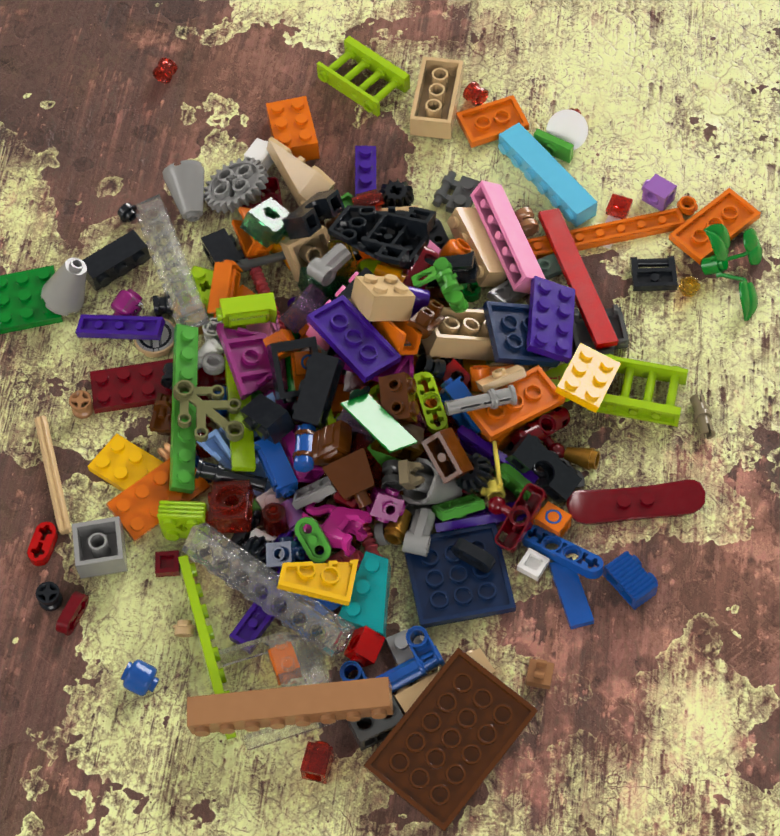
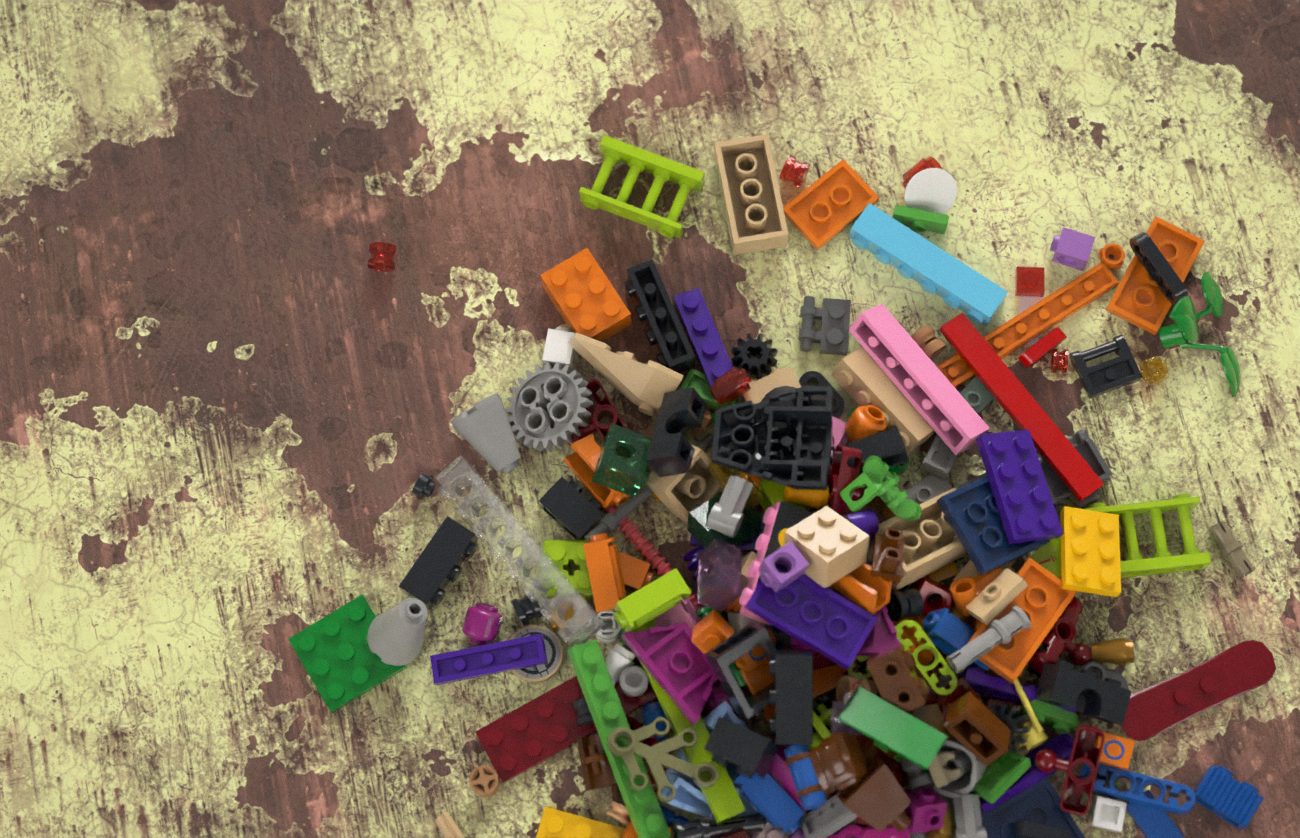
camera: 20 degrees left, 15 degrees up
(339, 151) = (660, 316): none -> black brick
(343, 297) = (791, 559): none -> medium lavender brick
(610, 247) = (1042, 347): none -> red beam
(619, 259) = (1059, 361): none -> clear red bush
(714, 209) = (1158, 267): none -> black beam

